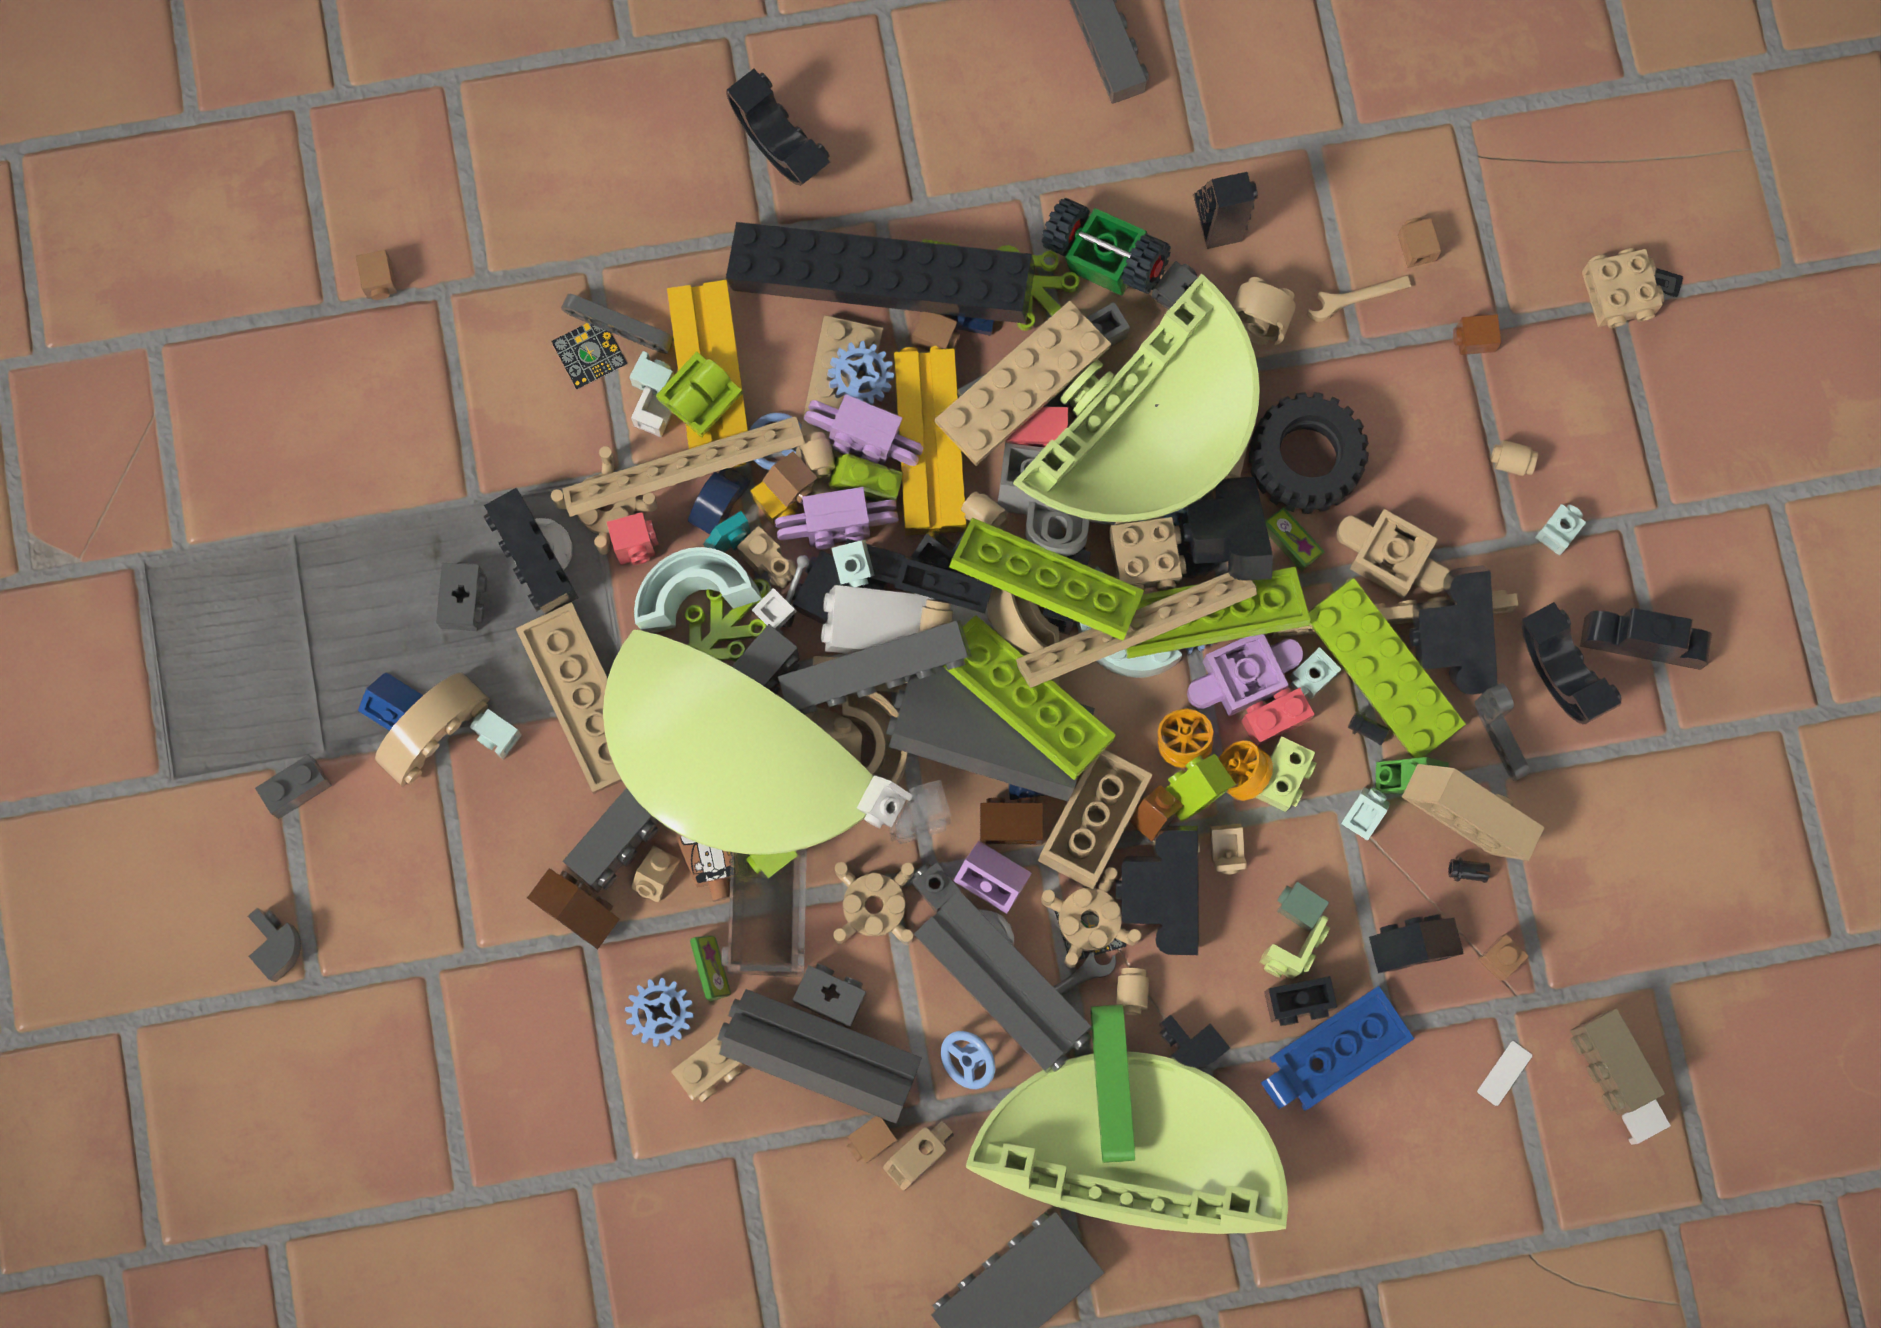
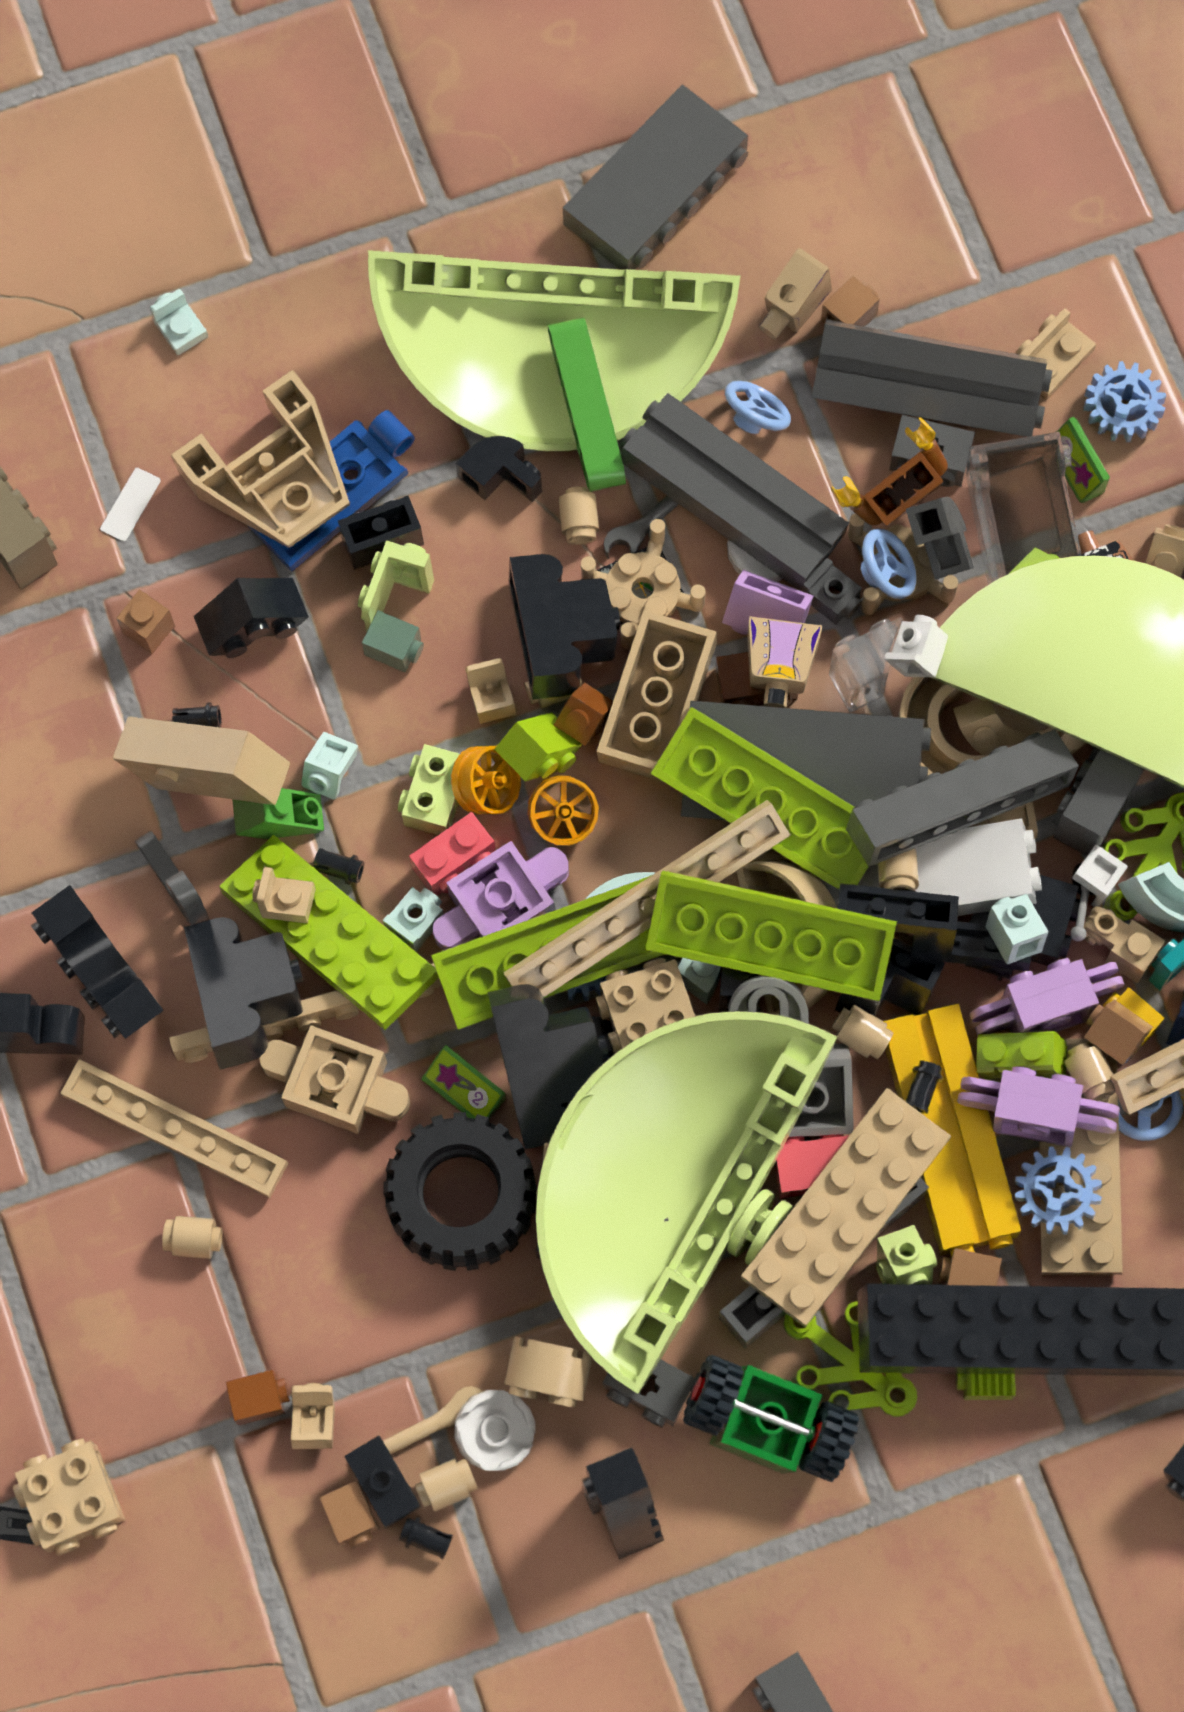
camera: 175 degrees right, 5 degrees down
(841, 906) = (942, 531): none -> dark grey brick
(868, 951) = (903, 487): none -> dark orange torso
(894, 891) = (883, 565): none -> light blue piece
(946, 465) = (923, 1085): none -> black pin
(983, 358) = (905, 1258): none -> yellowish green brick
(992, 821) = (781, 657): none -> torso
(1309, 280) = (494, 1430): none -> white tile
(1346, 251) = (446, 1484): none -> tan brick
(1365, 219) = (425, 1537): none -> black pin
(1376, 1056) = (283, 482): none -> tan wedge
(1392, 255) = (382, 1481): none -> black brick
(1418, 695) = (283, 897): none -> tan bracket
(1438, 312) = (312, 1416): none -> tan bracket
(1448, 1231) = (177, 322): none -> light aqua bracket
(1520, 543) = (174, 1128): none -> tan plate
(1557, 537) = (137, 1152): light aqua brick -> none

